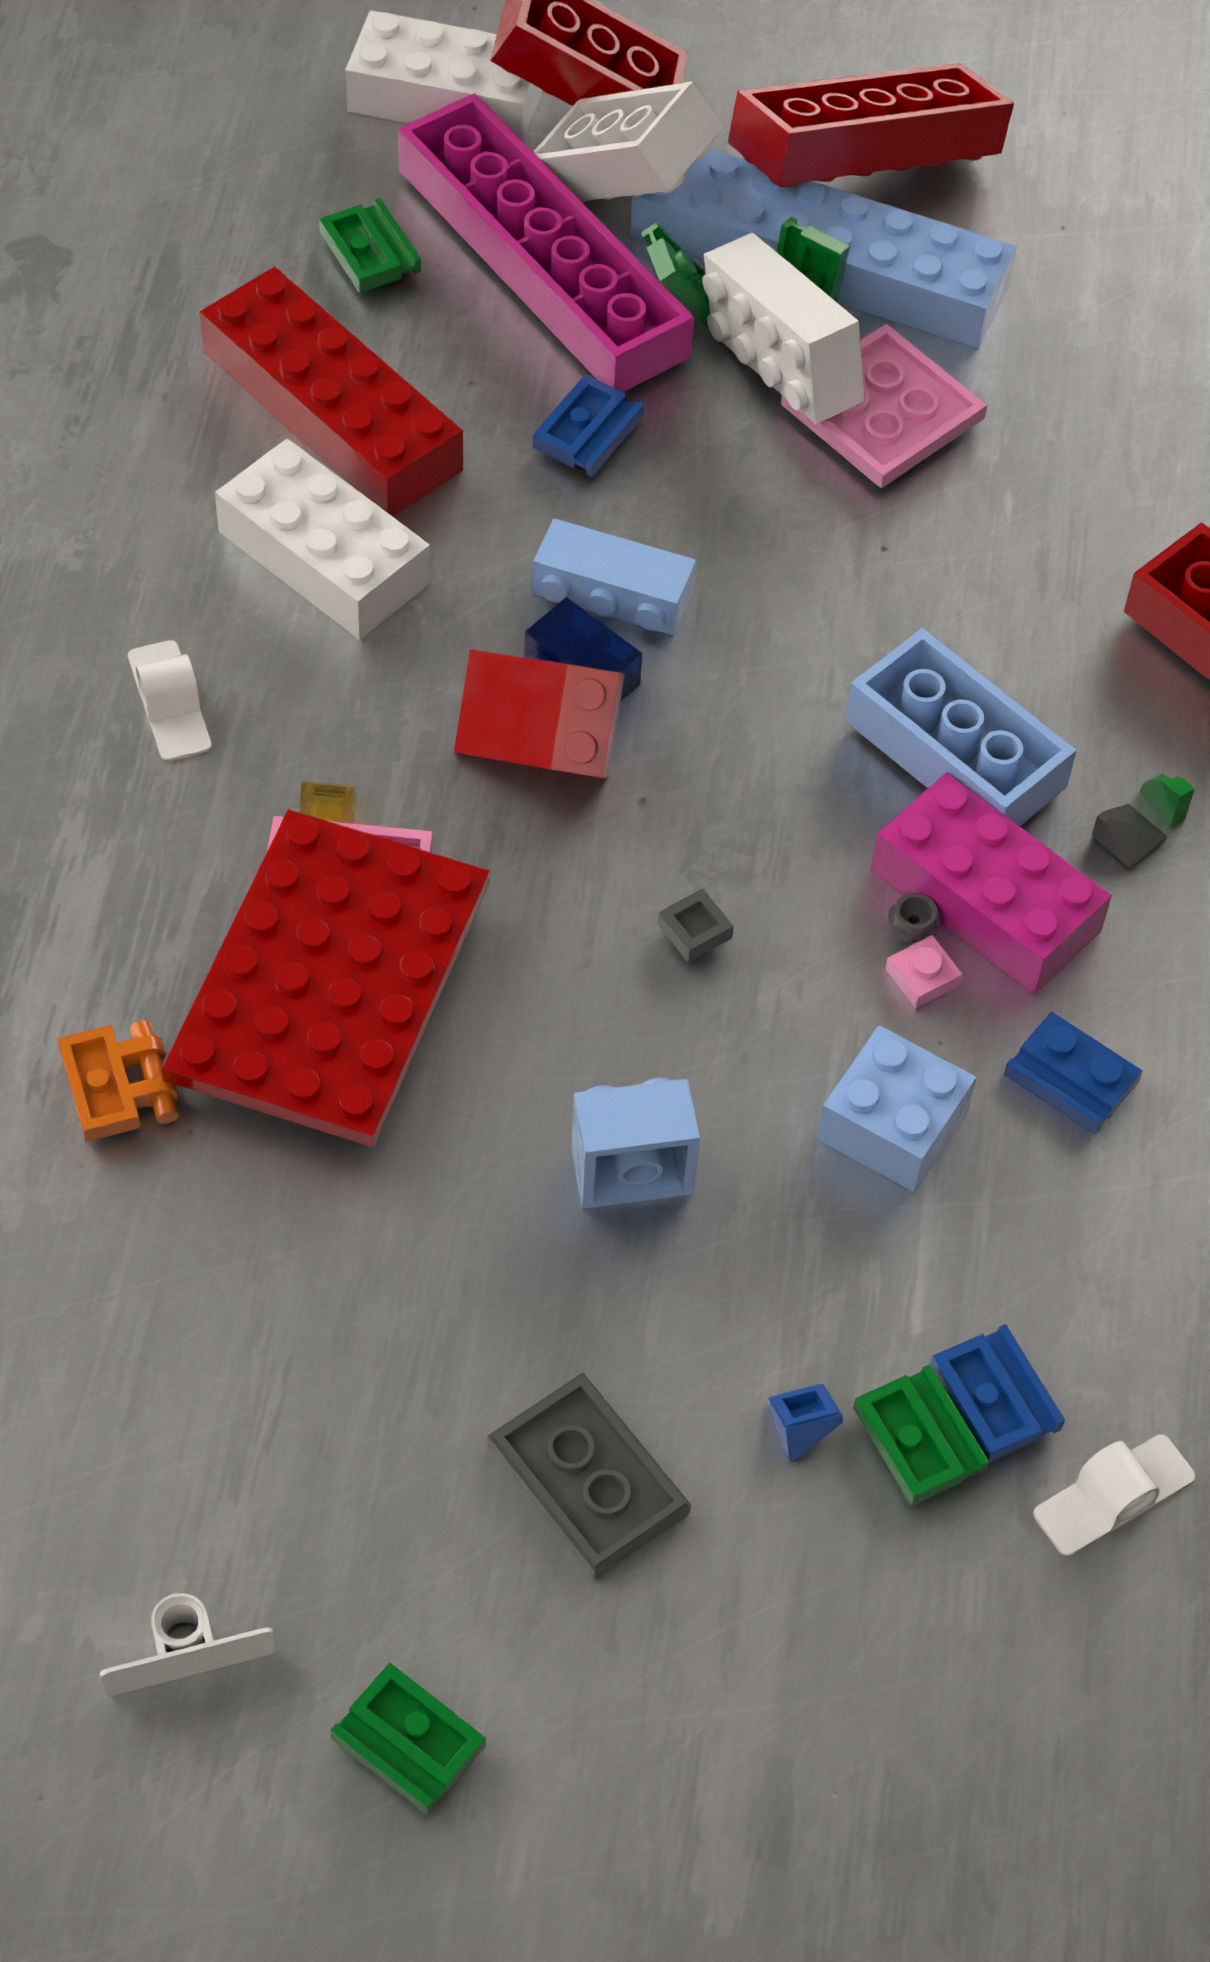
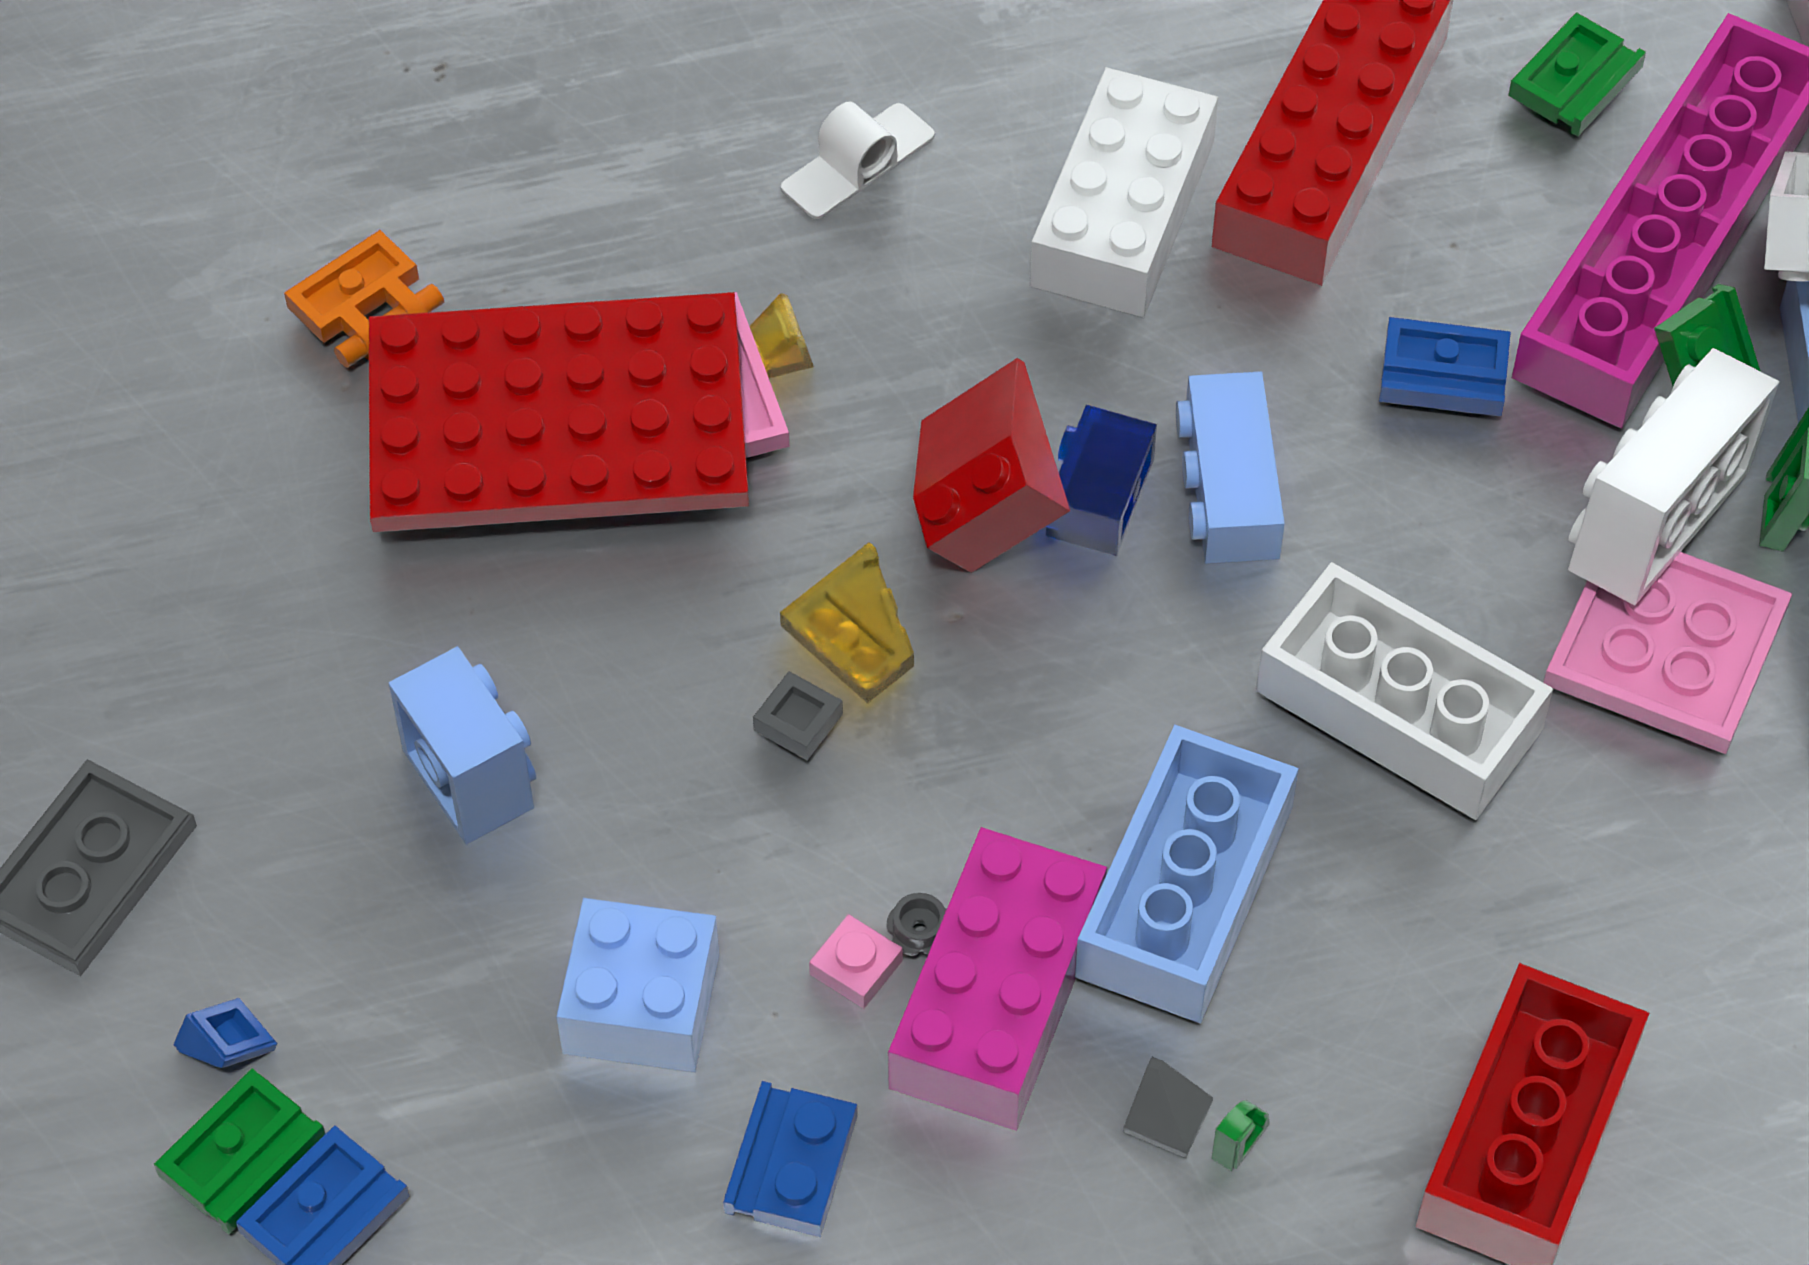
camera: 70 degrees right, 0 degrees up
(631, 860) = (853, 625): none -> clear yellow wing
(865, 555) = (1403, 690): none -> white brick

